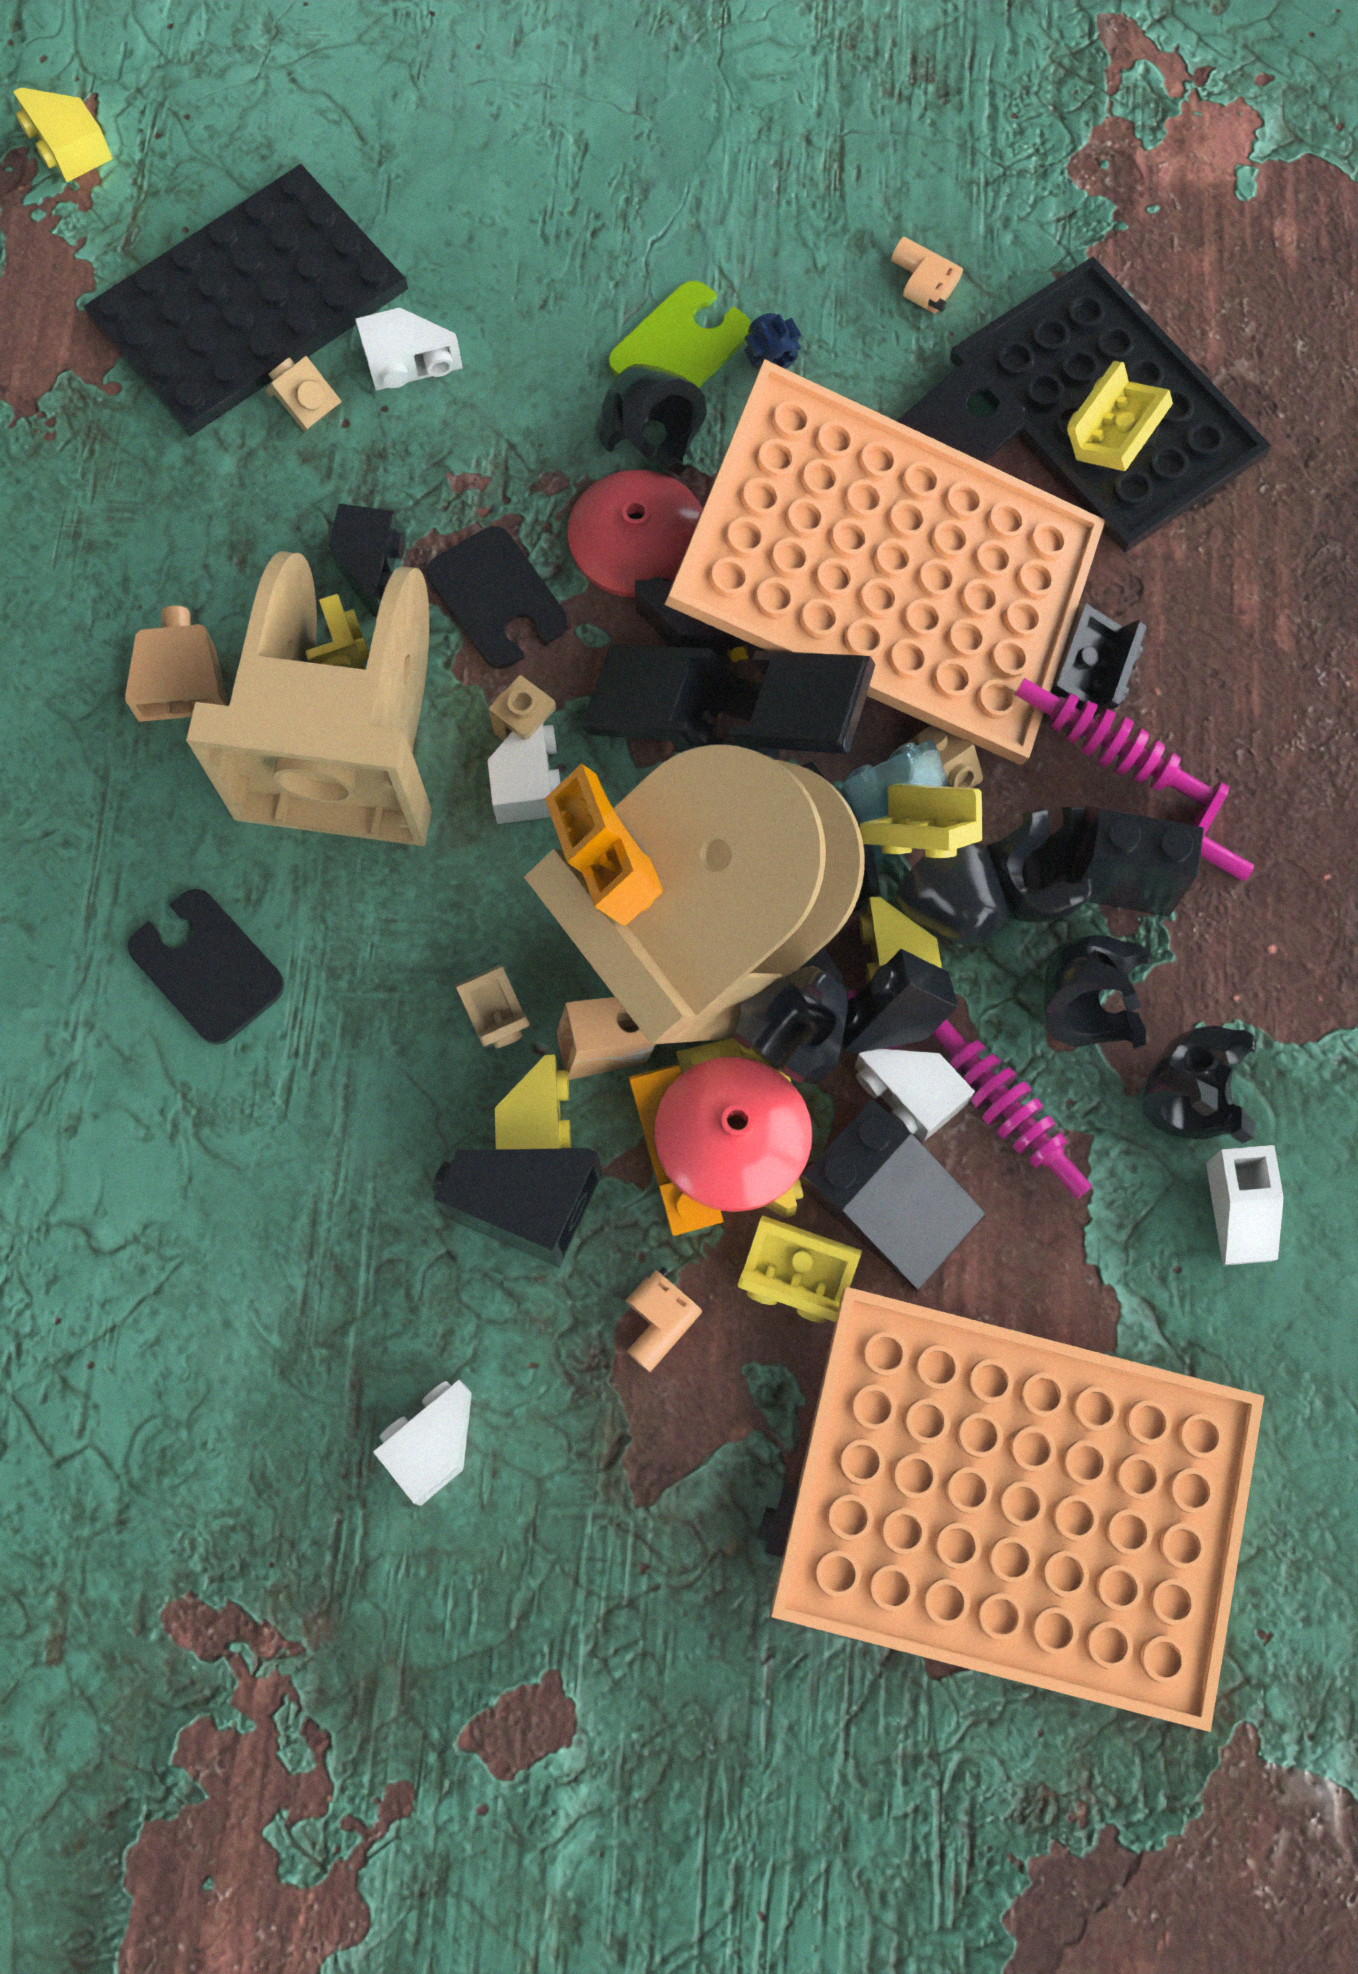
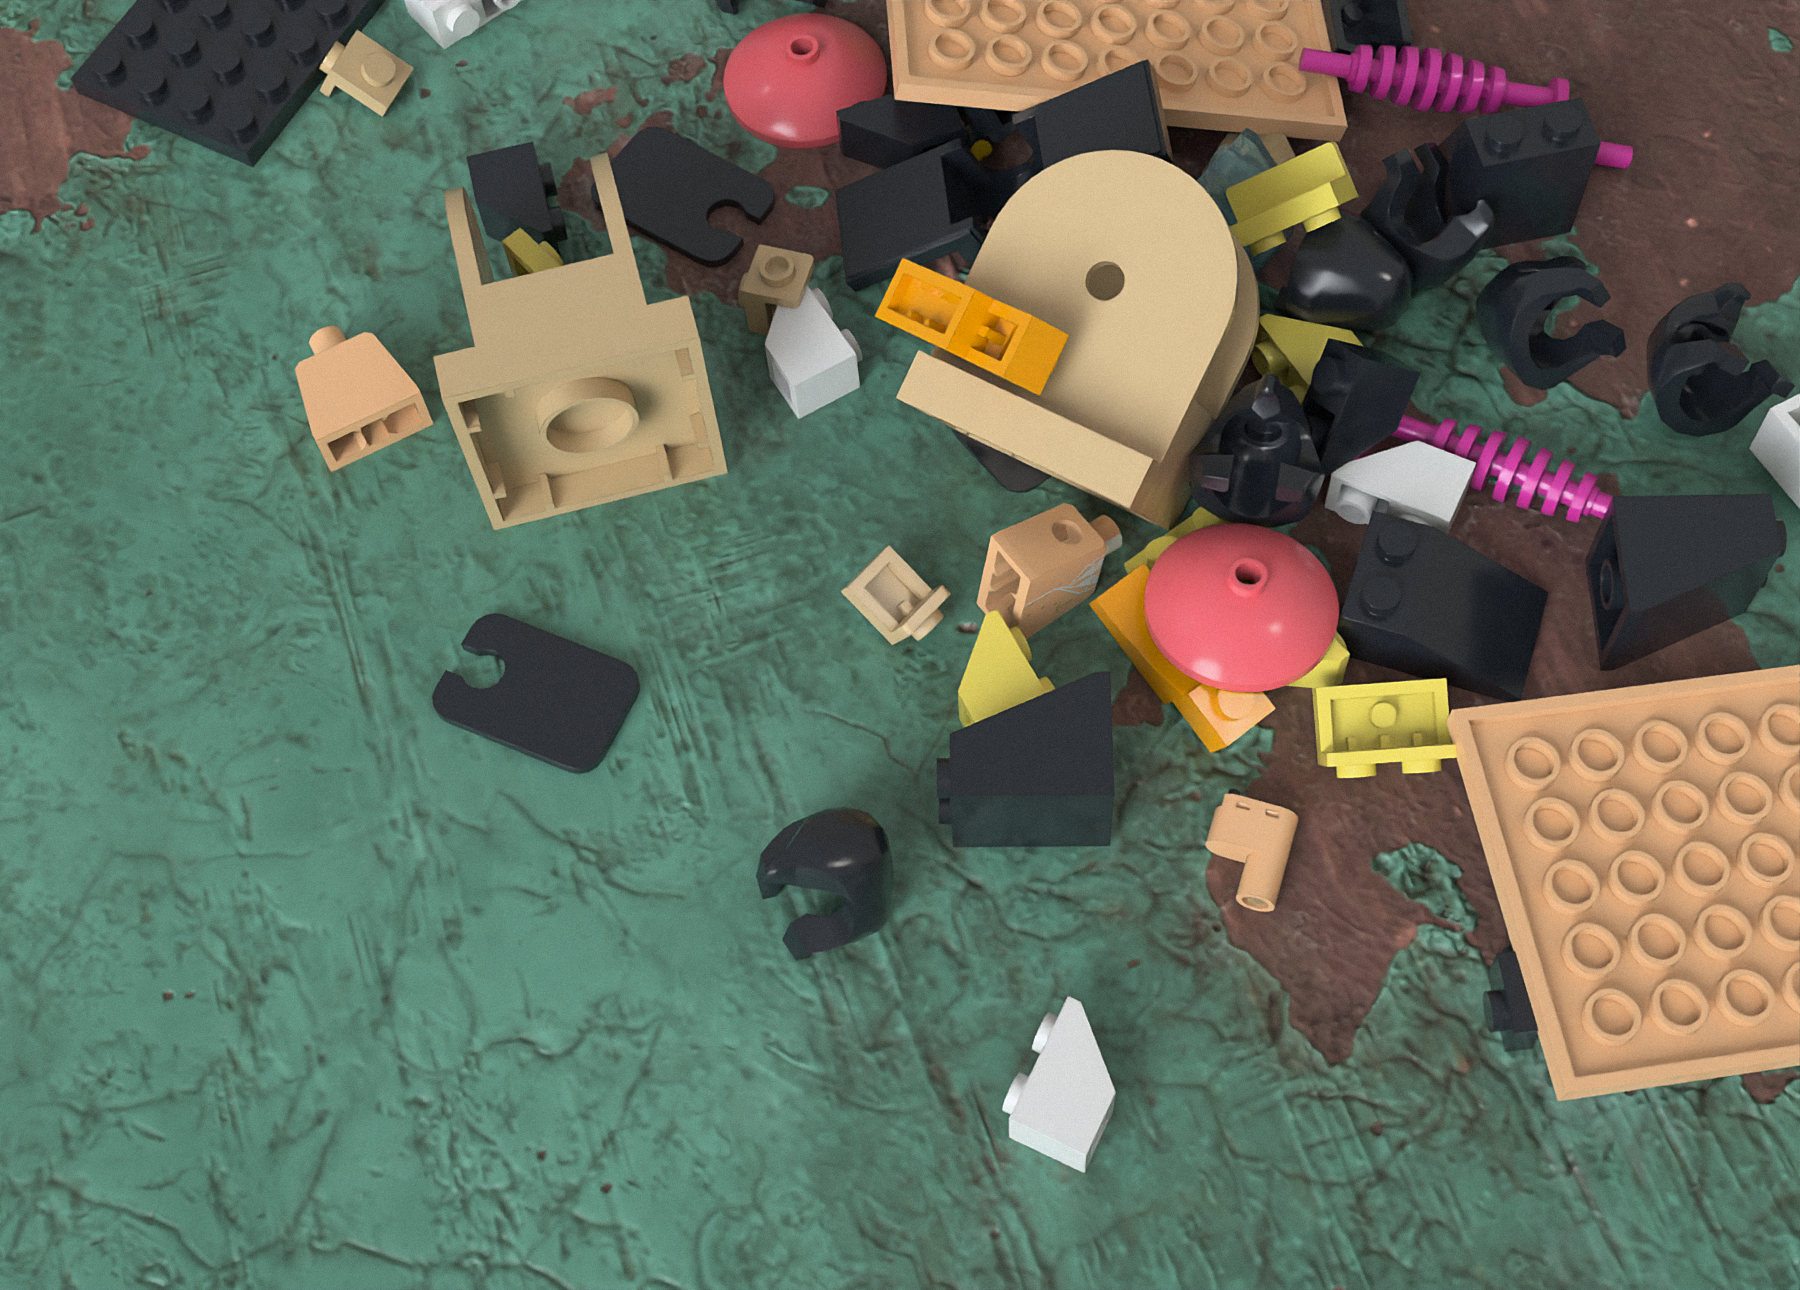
camera: 20 degrees left, 10 degrees down
(343, 1201) = (836, 853): none -> black piece
(1082, 1246) = (1676, 568): none -> black slope

